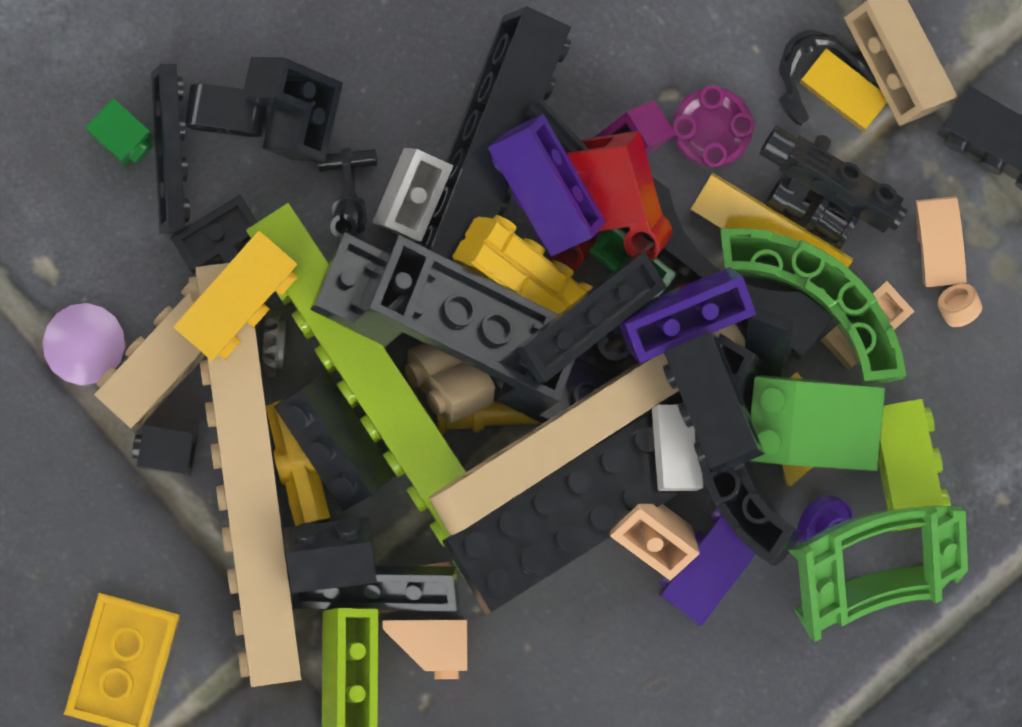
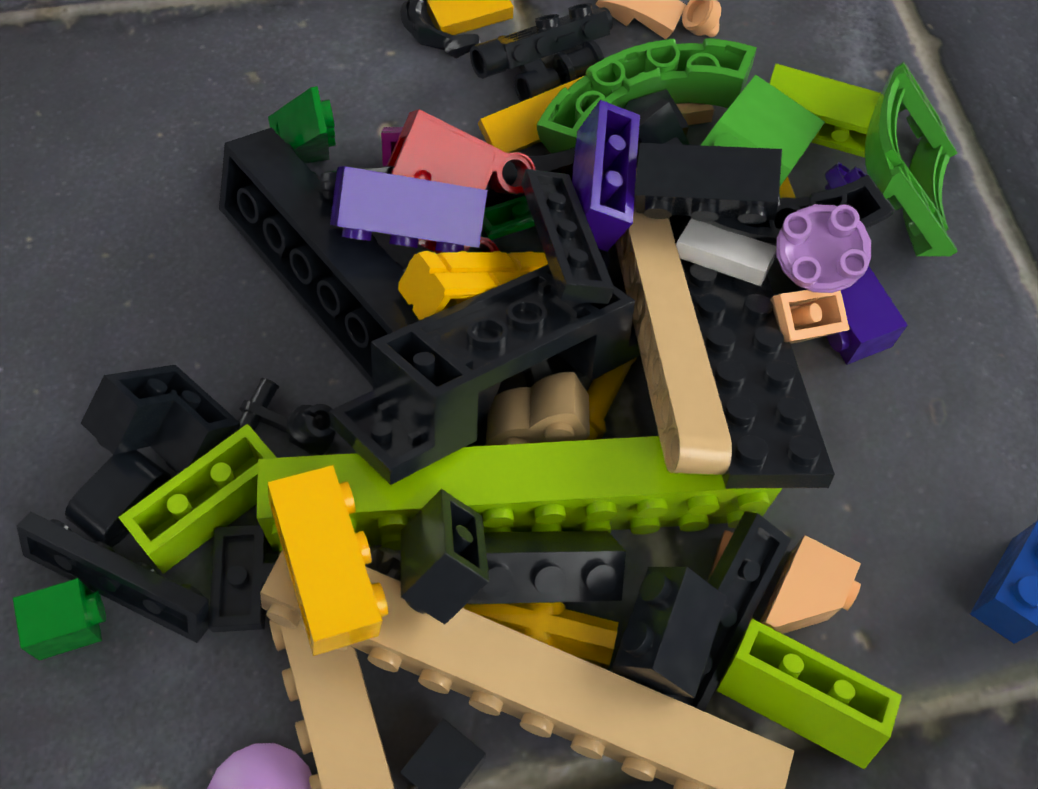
camera: 60 degrees left, 20 degrees down
(253, 174) = (198, 500): none -> lime brick
(285, 372) = (443, 557): none -> black brick
(412, 194) = (327, 356): white brick -> none
(598, 45) = (306, 126): none -> green slope
(707, 524) = (824, 247): none -> lavender dish
(712, 127) = (440, 96): magenta dish -> none

